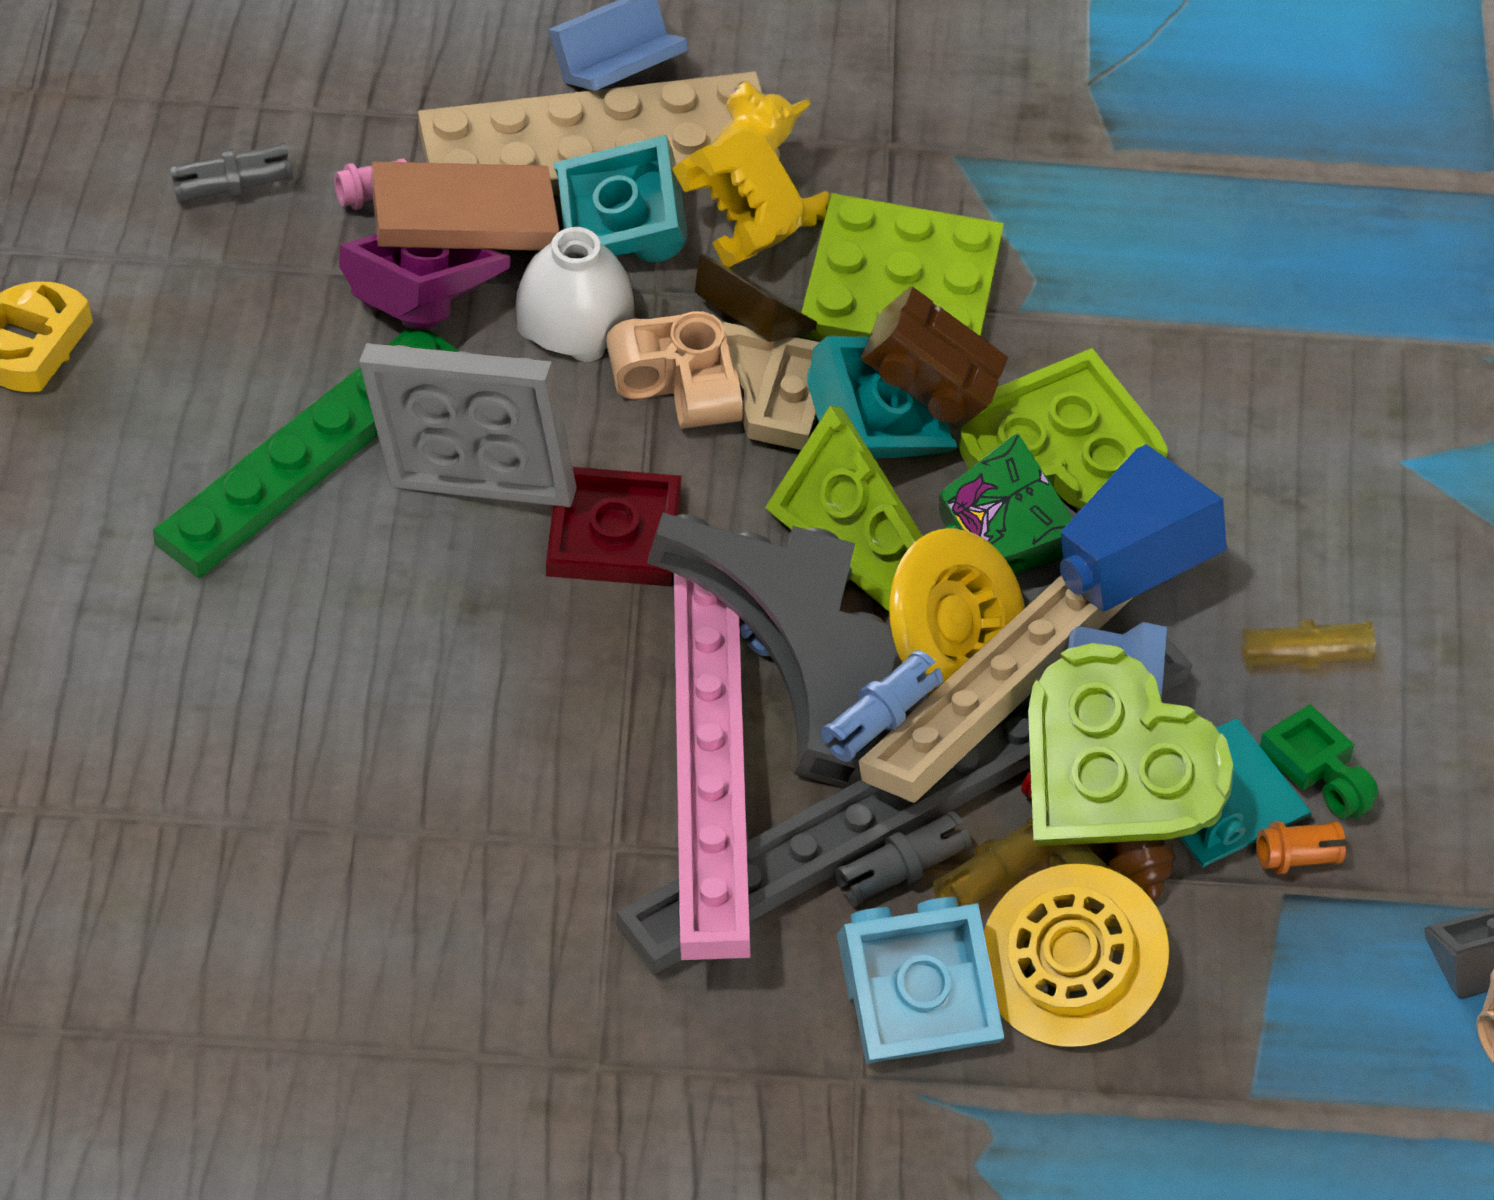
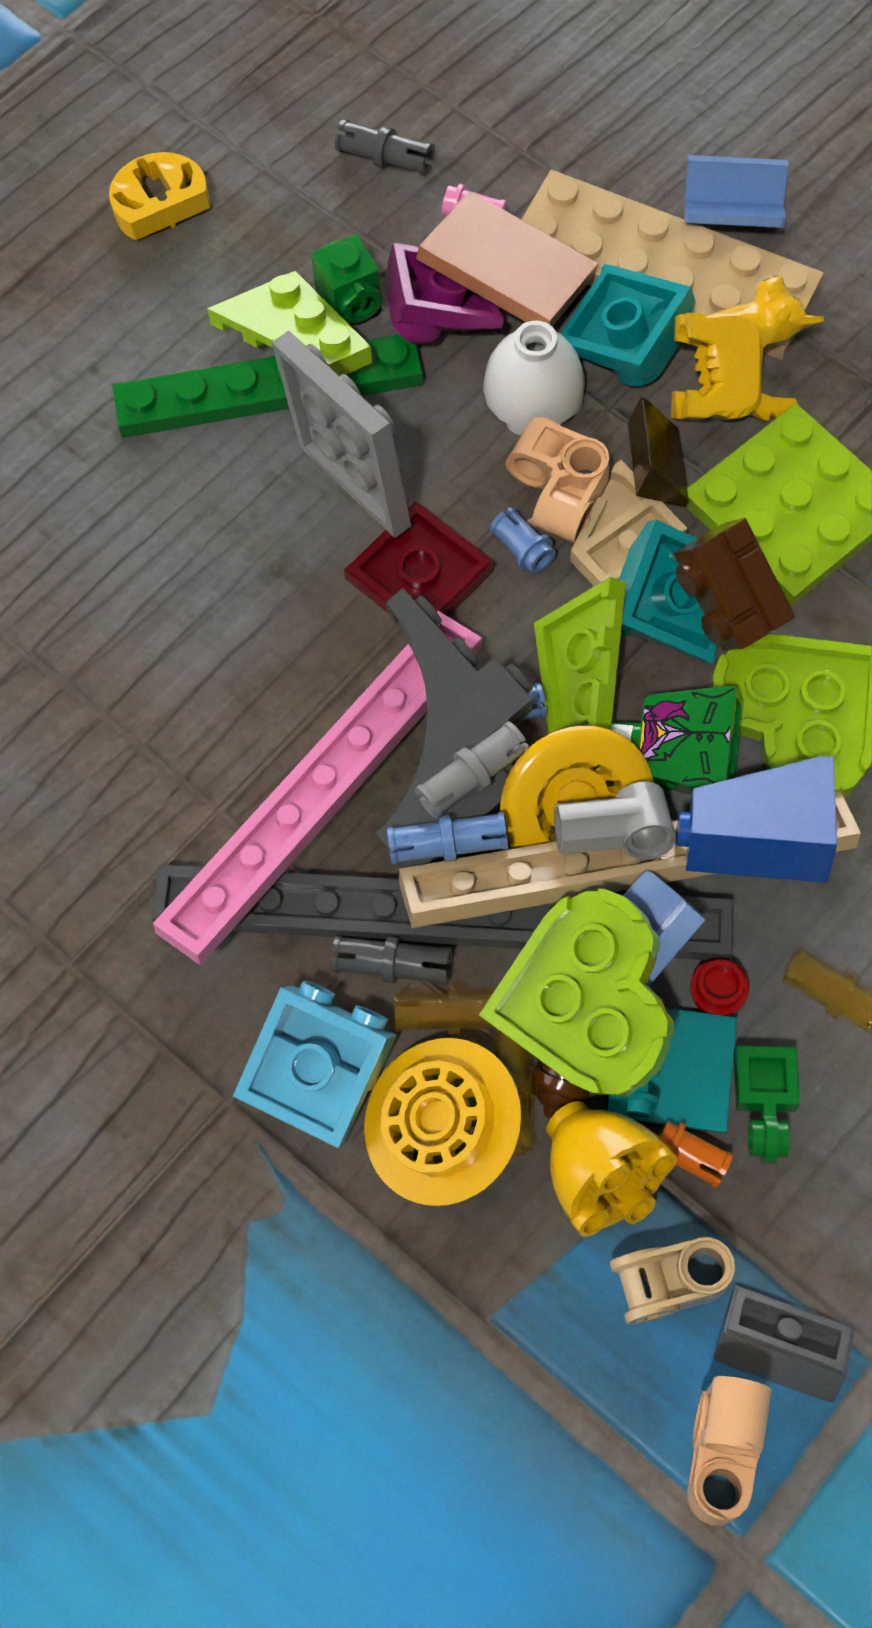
camera: 45 degrees right, 15 degrees up
(283, 369) = (293, 306): none -> wing
(314, 307) = (348, 279): none -> green brick
(692, 443) = (532, 550): none -> medium blue pin
(857, 631) = (471, 769): none -> light grey pin
(1020, 597) = (631, 820): none -> light grey piece
(1206, 695) = (719, 987): none -> red plate
(1243, 892) = (605, 1166): none -> yellow piece
(1370, 952) = (669, 1279): none -> tan piece

